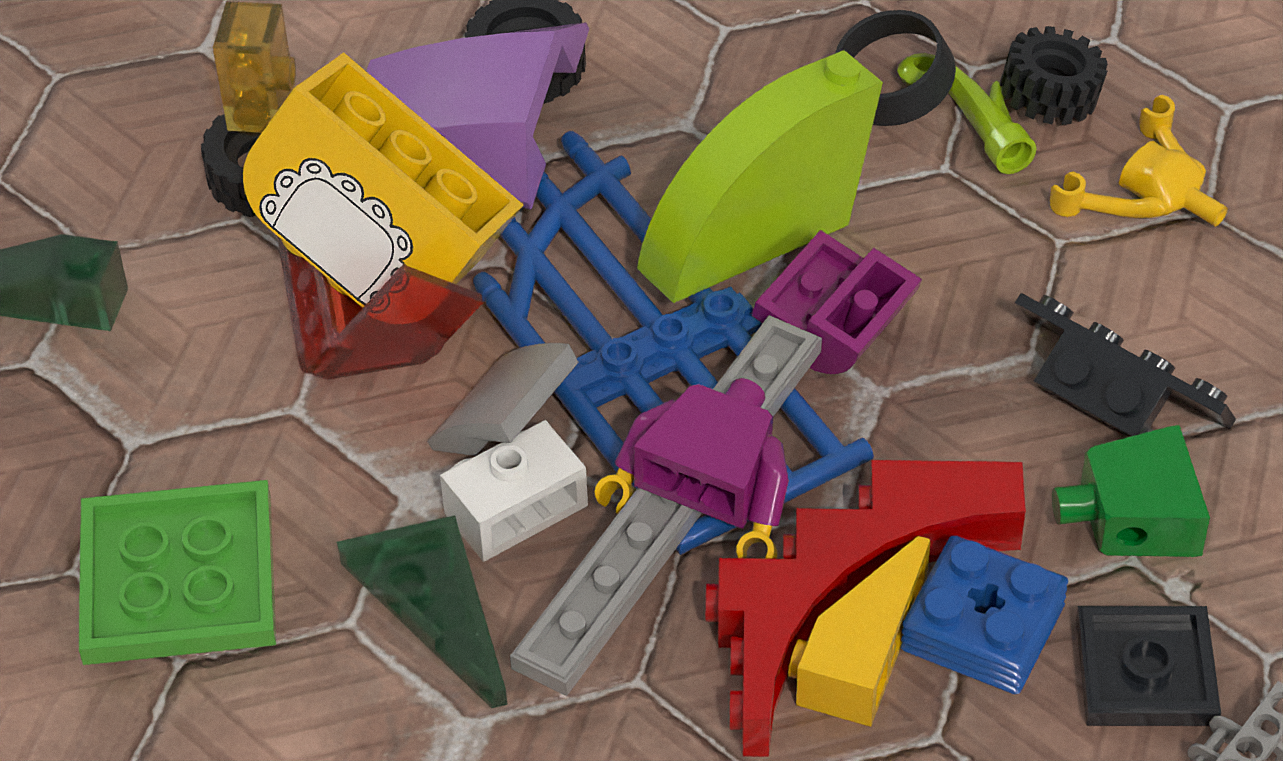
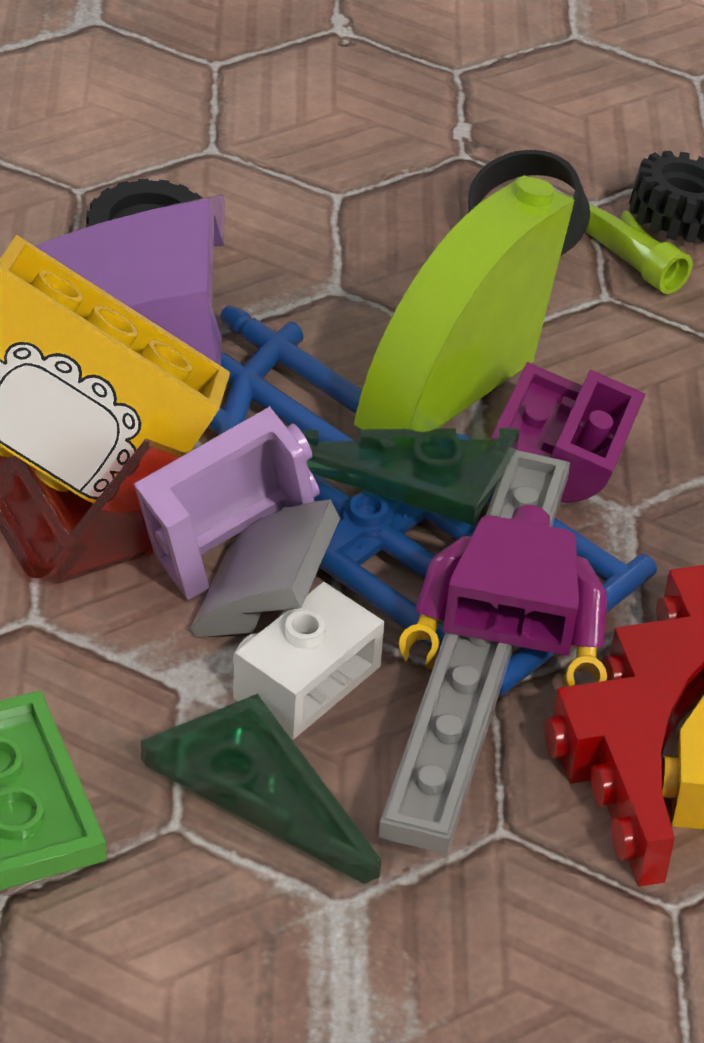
camera: 20 degrees left, 5 degrees down
(475, 322) = (222, 492): none -> lavender panel
(668, 323) = (418, 468): none -> clear green wing

